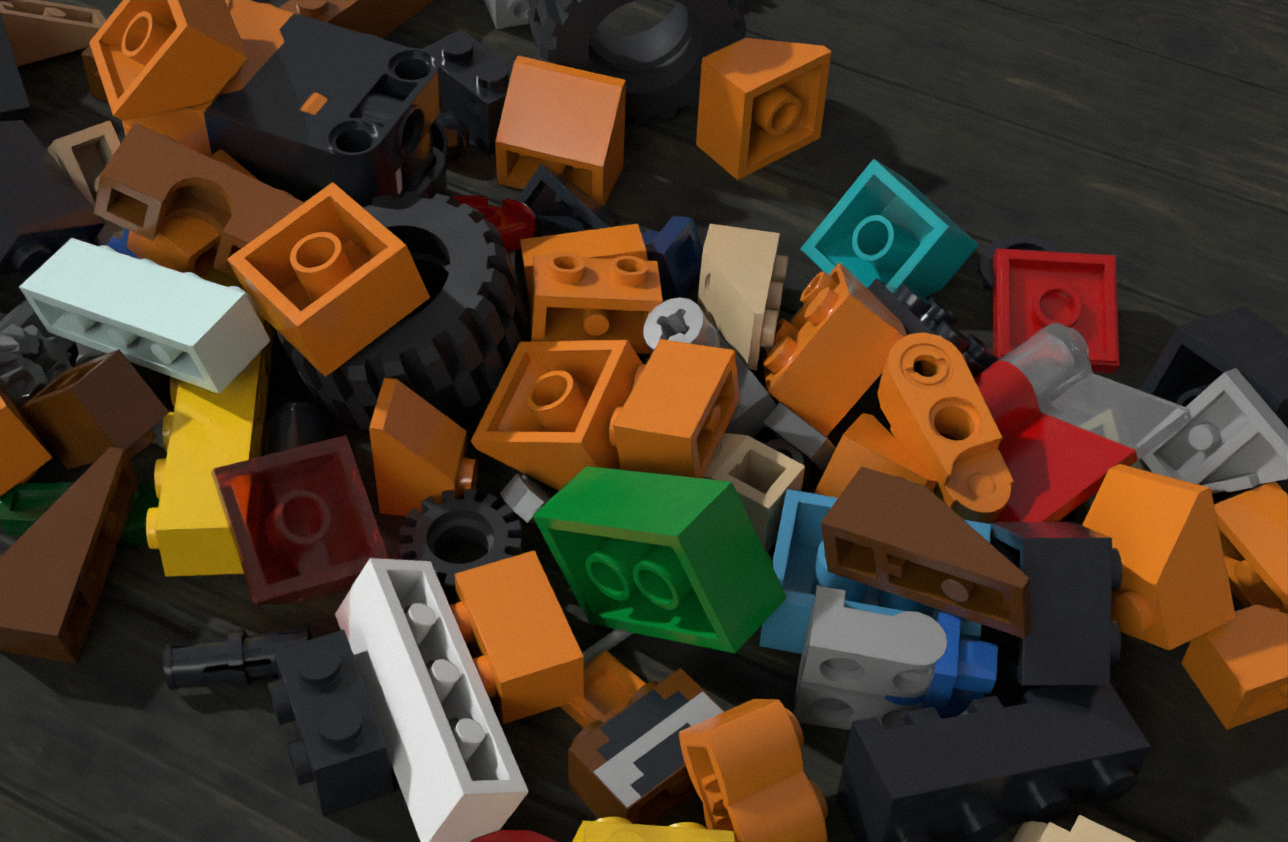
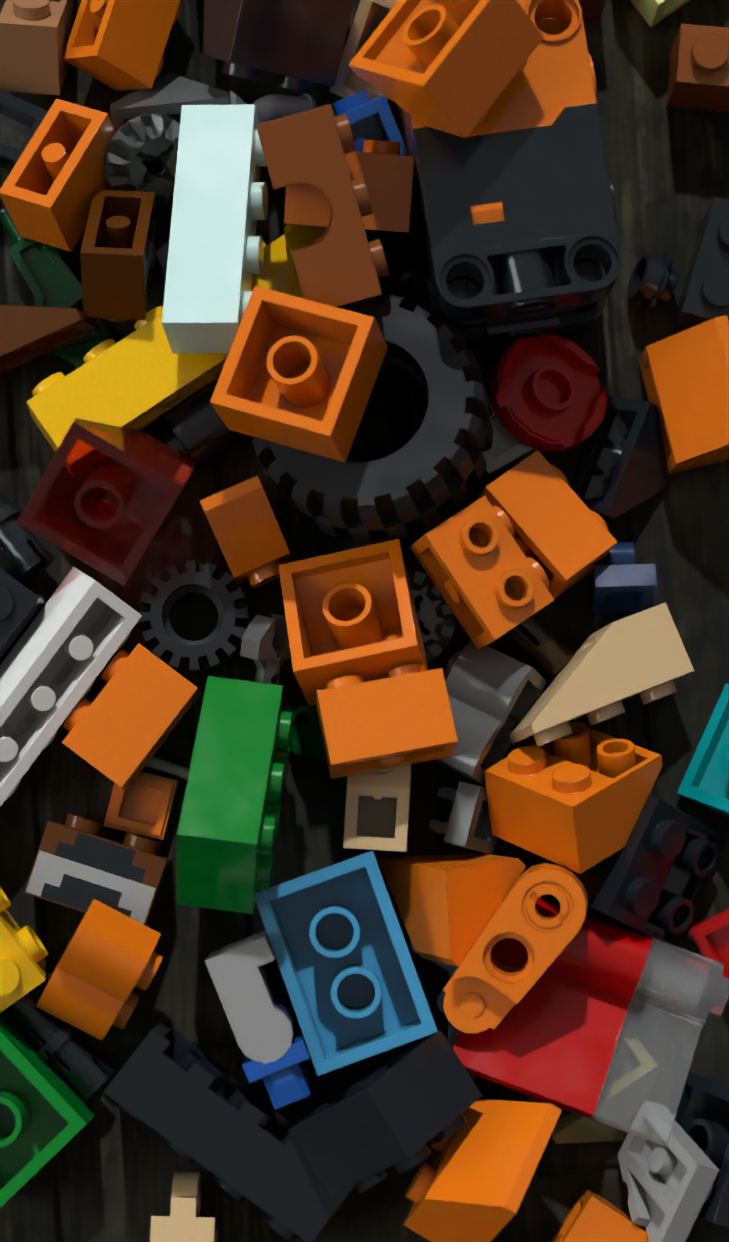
camera: 60 degrees right, 35 degrees up
(675, 317) = (490, 685): light grey wheel -> none
(921, 550) = (341, 990): reddish brown slope -> none

